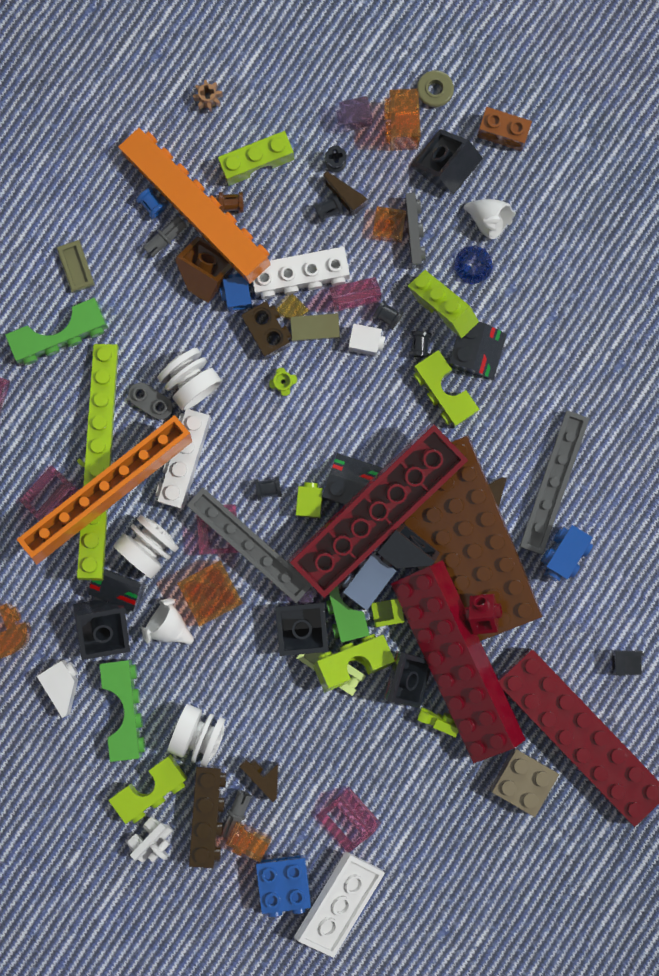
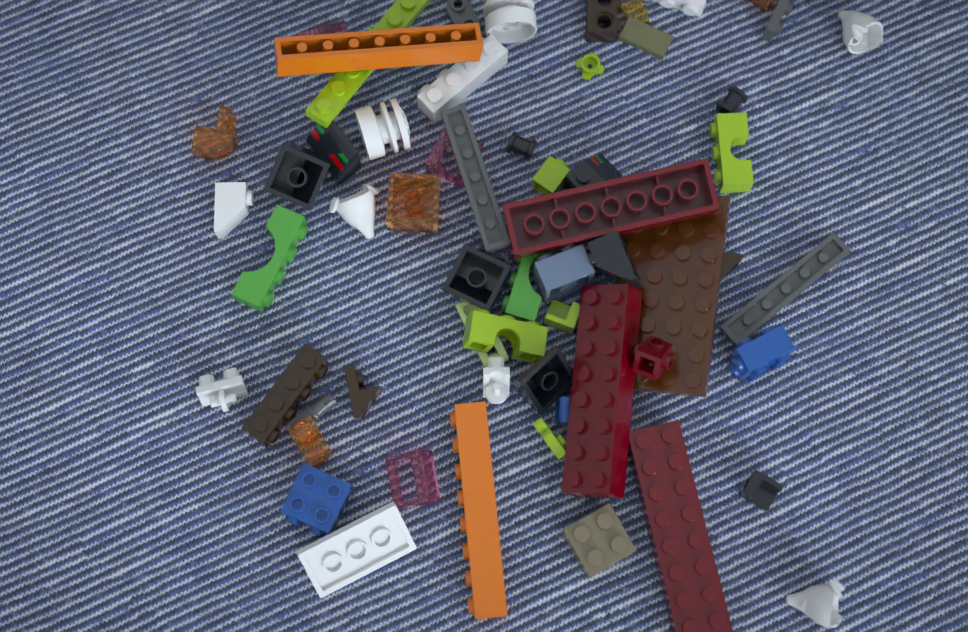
camera: 25 degrees right, 10 degrees down
(131, 803) = (271, 344): lime arch -> none
(196, 735) = (322, 316): white wheel -> none
(355, 294) = (698, 30): clear pink tile -> none
(366, 340) = (685, 71): white brick -> none
(368, 704) = (496, 380): none -> white hips
(388, 314) = (717, 62): black bush -> none
(416, 813) = (480, 511): none -> orange brick
(434, 693) = (562, 409): none -> blue tile
(439, 298) = (771, 66): lime arch -> none
(464, 271) = (823, 74): clear blue gear -> none
(478, 351) = (781, 134): black slope -> none

